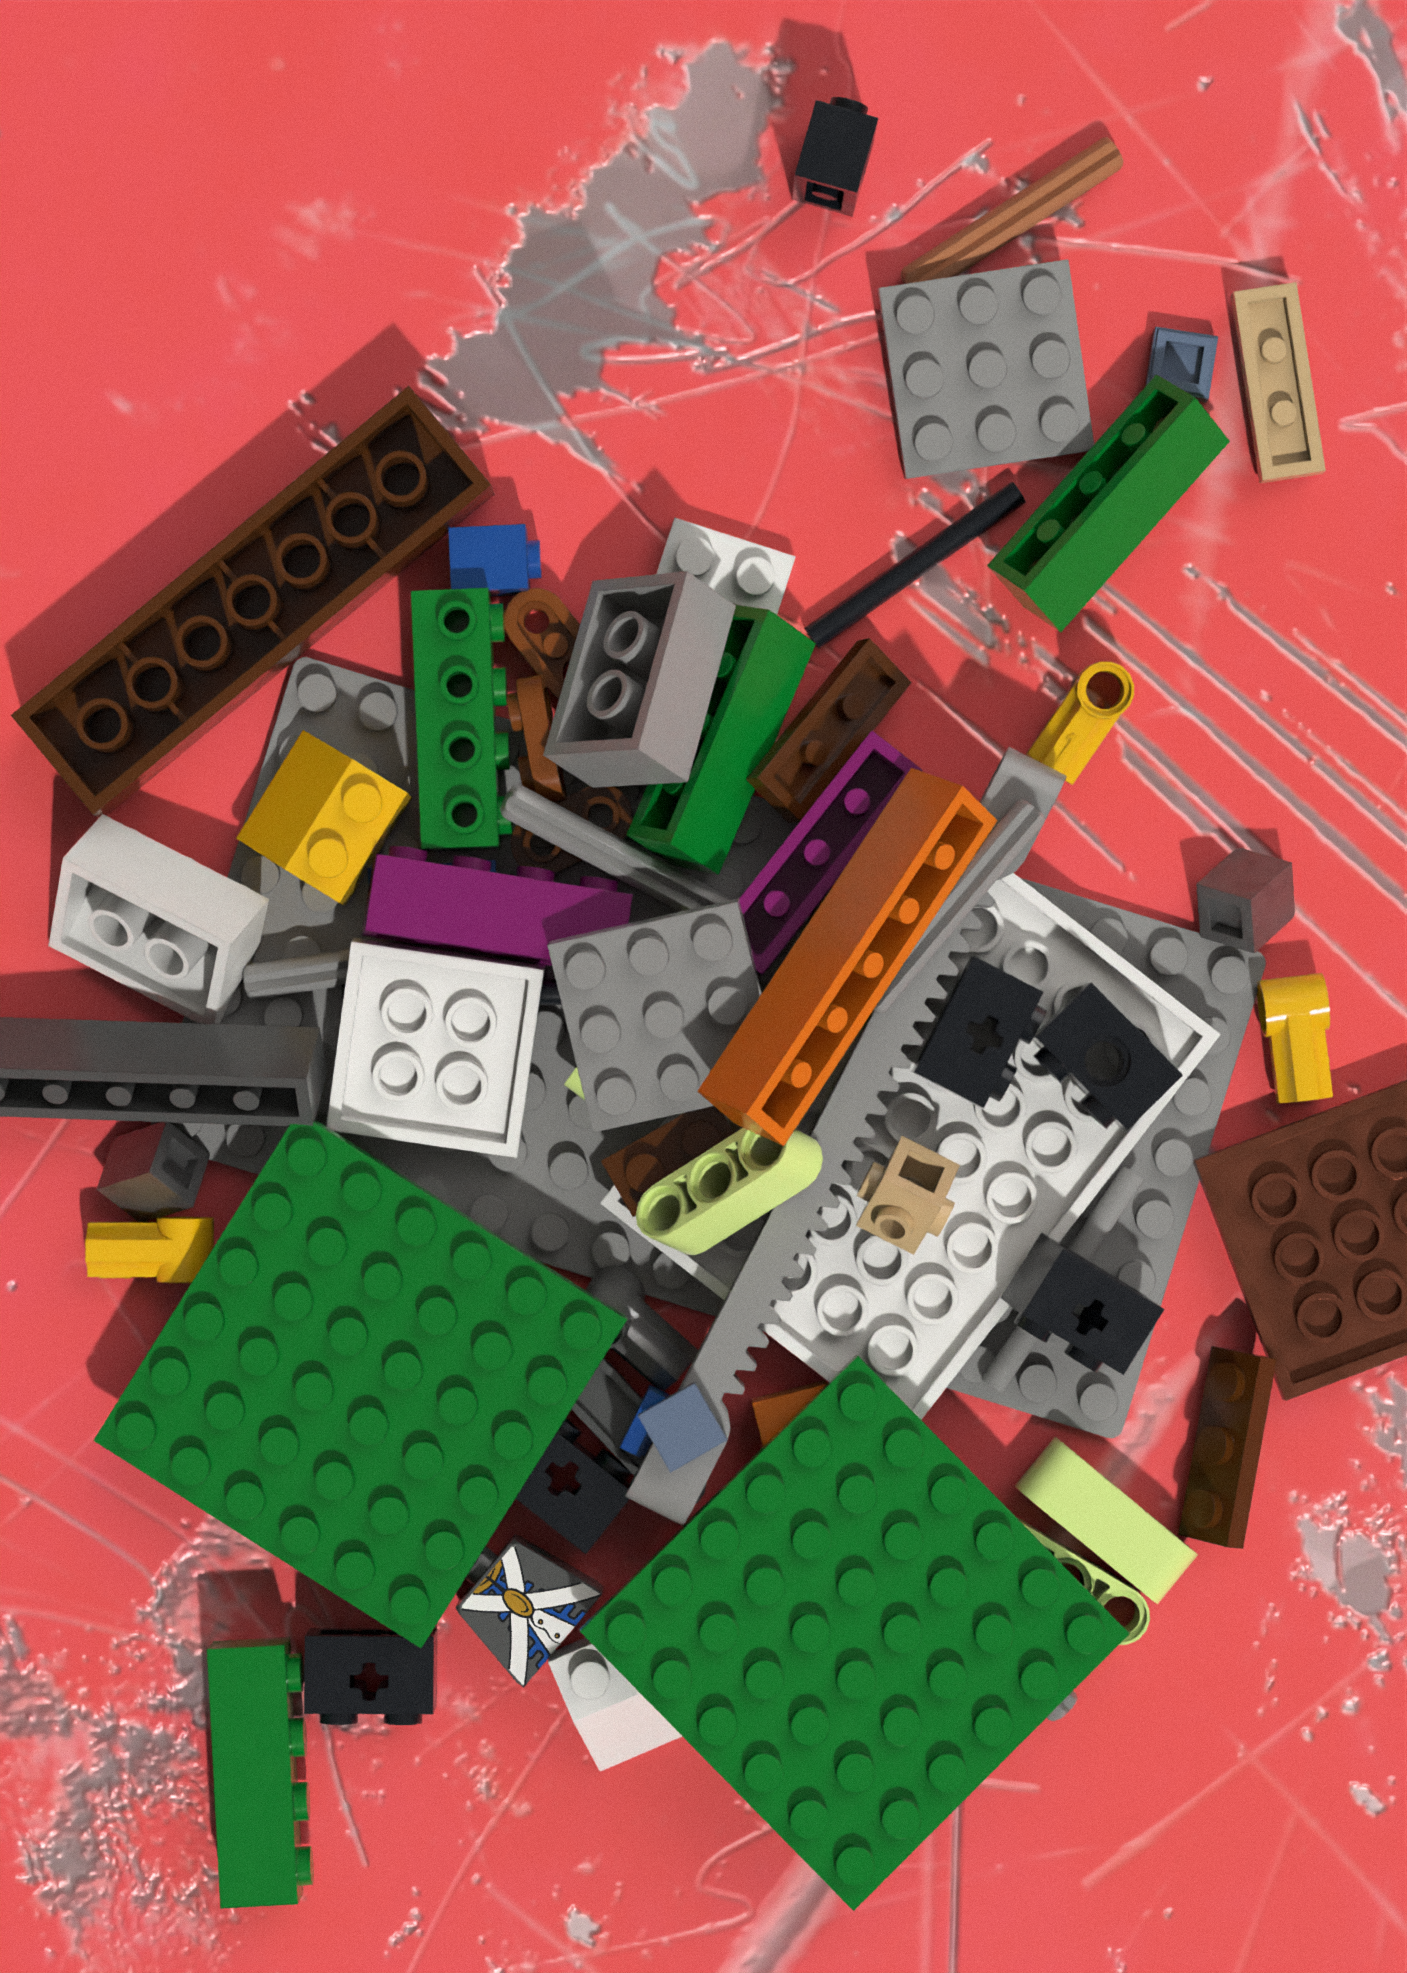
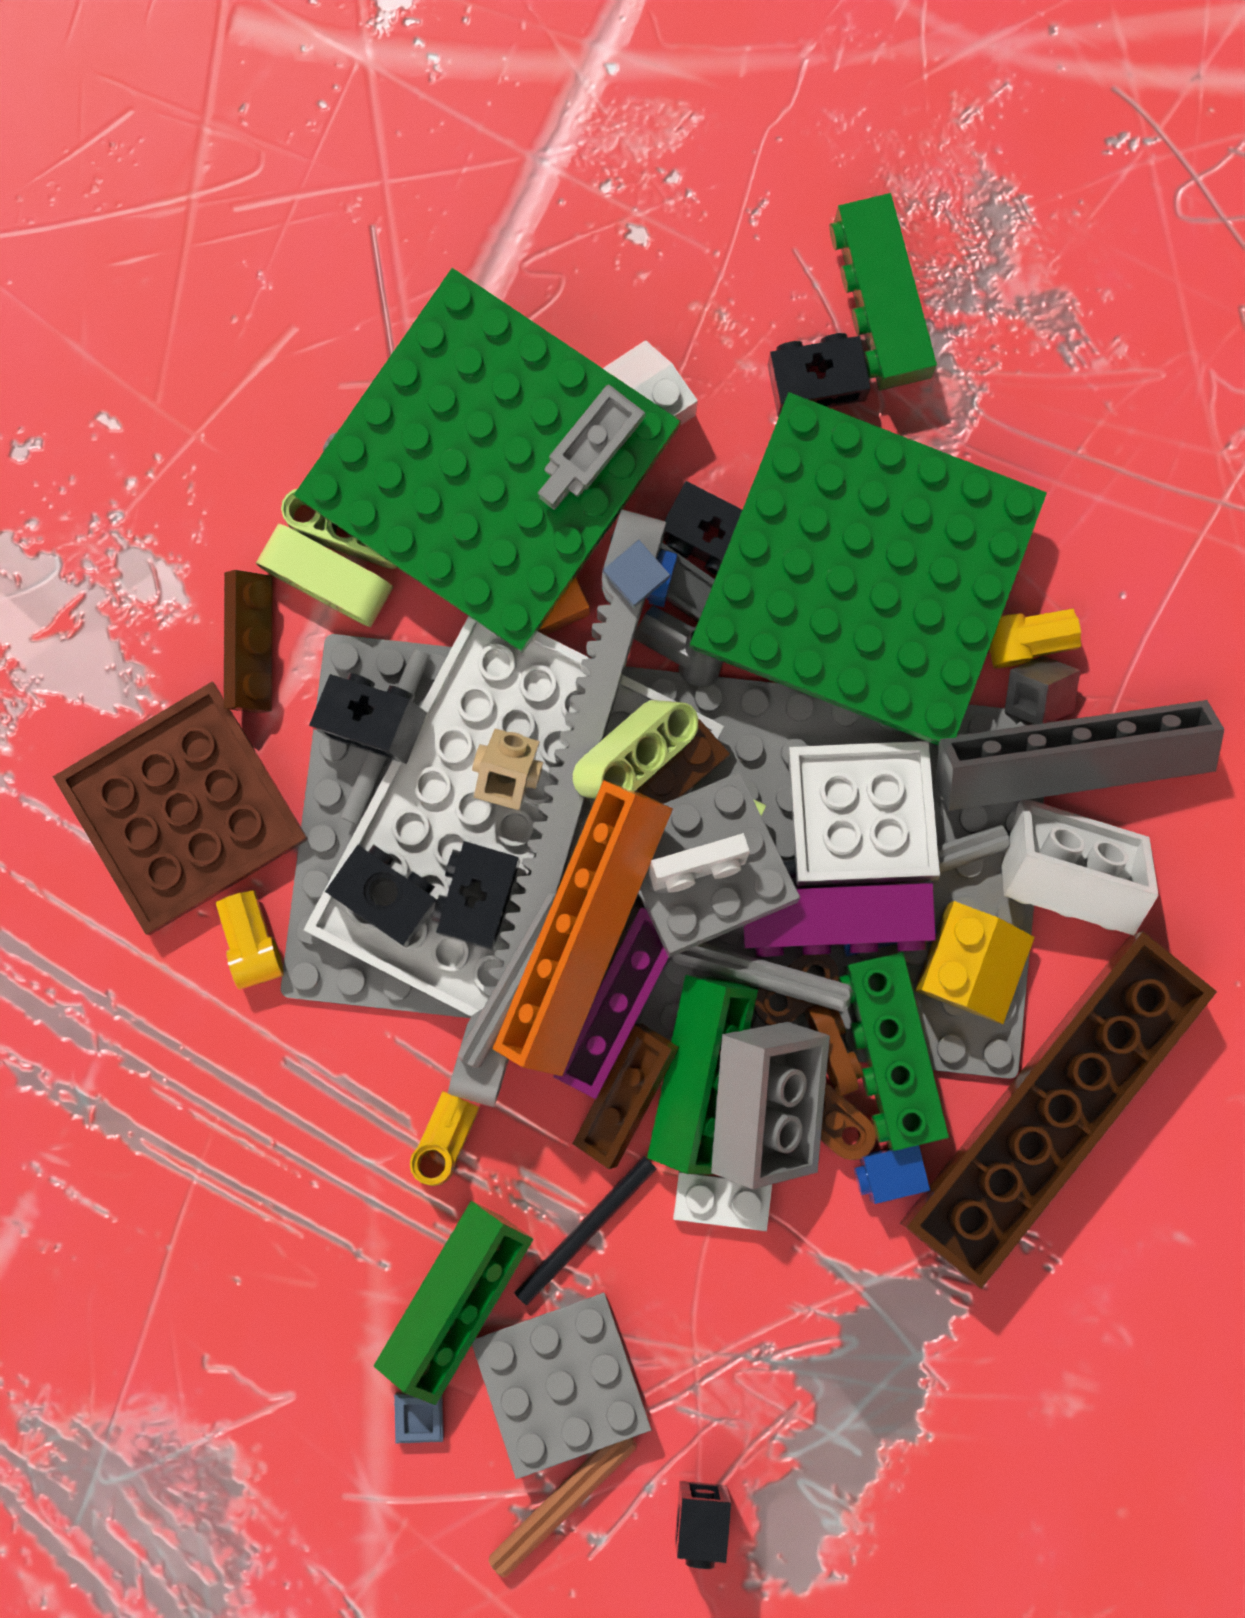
camera: 170 degrees right, 5 degrees down
(525, 1604) = (720, 441): torso -> none
(647, 1014) = (681, 869): none -> white plate
(711, 1615) = (590, 445): none -> light grey hinge
(1246, 900) = (302, 1032): panel -> none
(1278, 382) = (345, 1417): tan plate -> none

